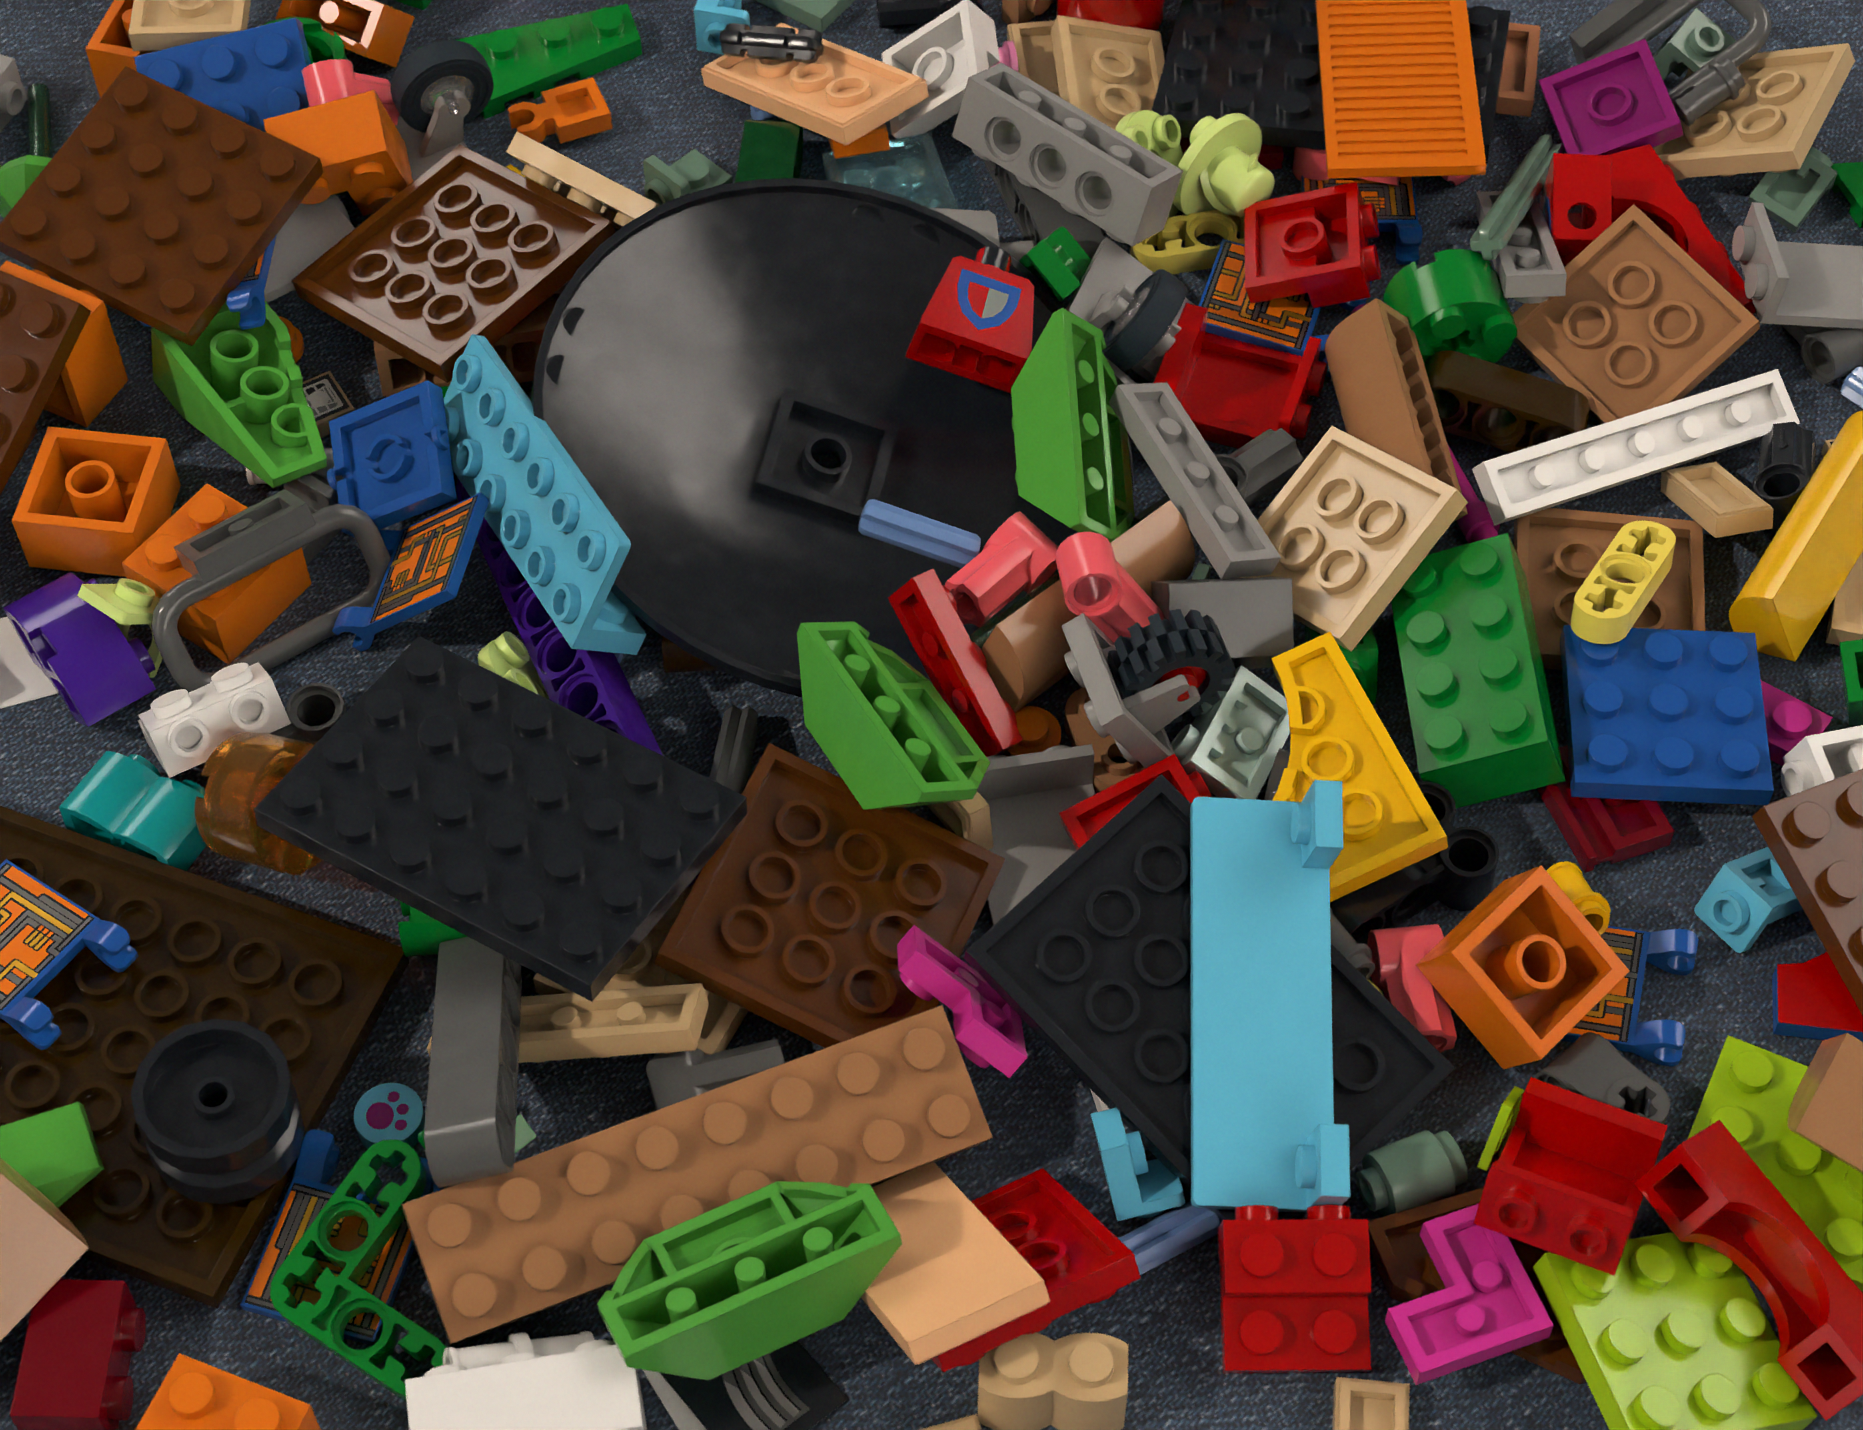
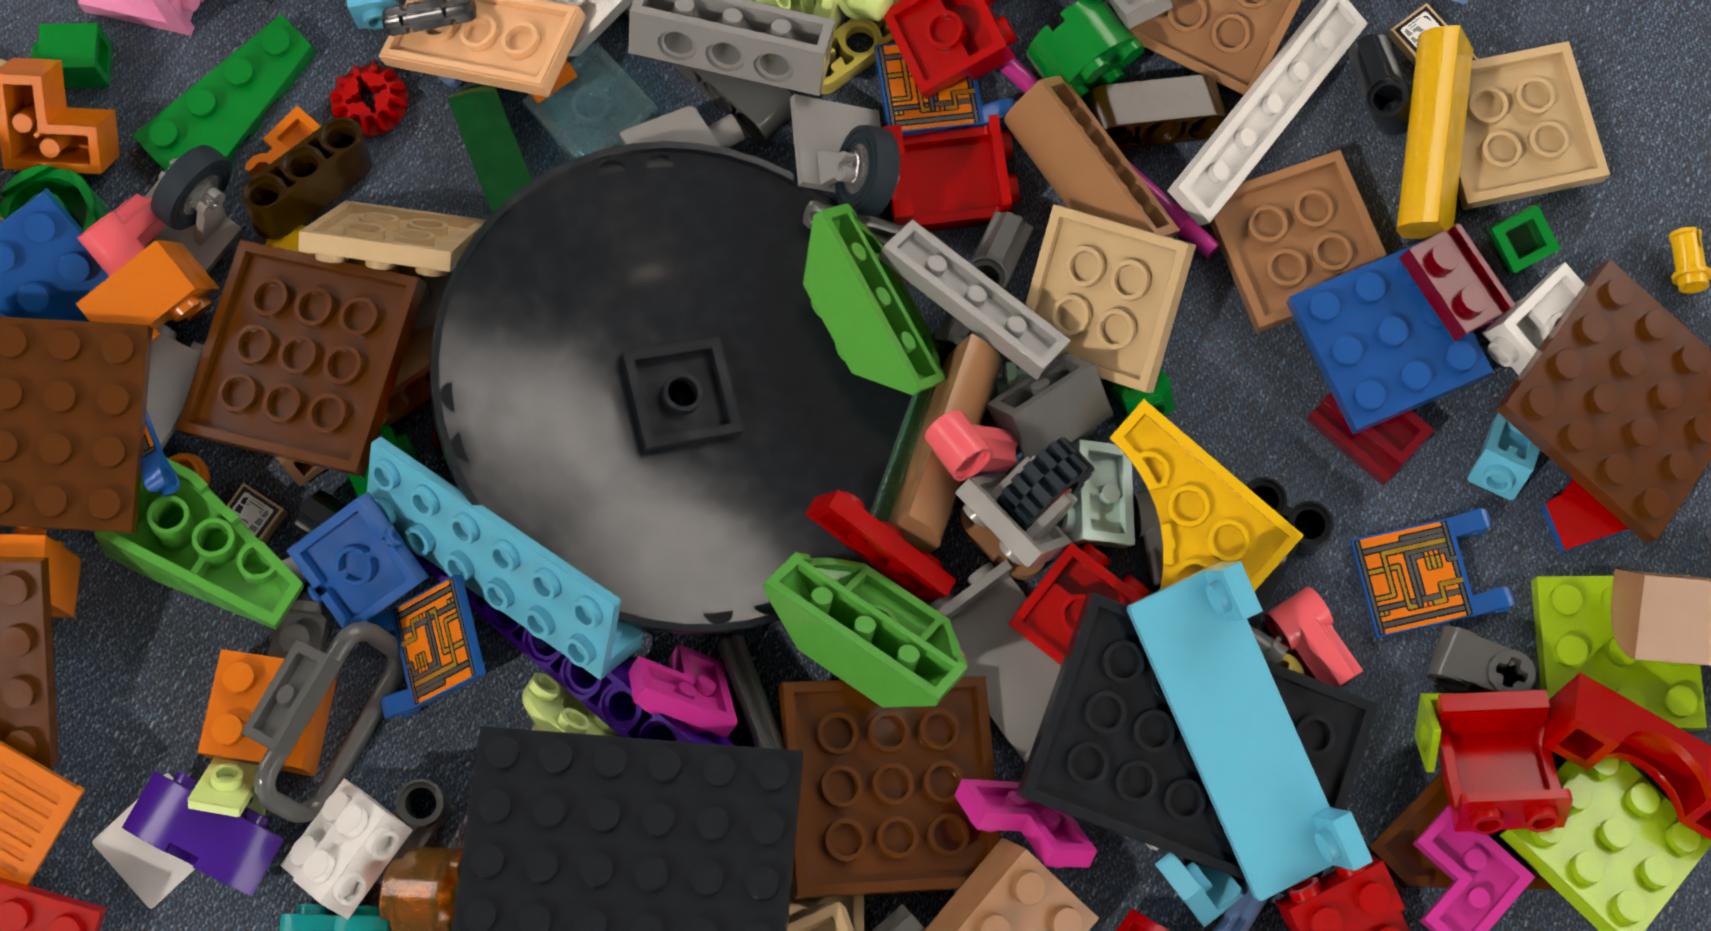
camera: 25 degrees left, 20 degrees up
(94, 499) = (136, 698): orange brick -> none
(586, 128) = (306, 178): none -> dark brown beam
(668, 723) = (687, 690): none -> dark pink plate
(683, 177) = (427, 174): sand green bracket -> none
(686, 115) = (389, 103): none -> red gear
(918, 533) = (797, 444): medium blue axle -> none
(978, 321) = (747, 232): red torso -> none
(1011, 562) = (874, 429): coral piece -> none
(1038, 729) = (954, 555): orange plate -> none
(1058, 262) = (768, 137): green bracket -> none
(1411, 1172) = (1381, 791): sand green brick -> none
(1476, 674) = (1248, 369): green brick -> none
(1522, 968) = (1393, 606): orange brick -> none
(1589, 903) = (1400, 526): yellow pin -> none
(1623, 600) = (1308, 258): light yellow beam -> none
(1716, 499) = (1343, 126): tan tile -> none
(1770, 678) = (1457, 281): none -> dark red plate

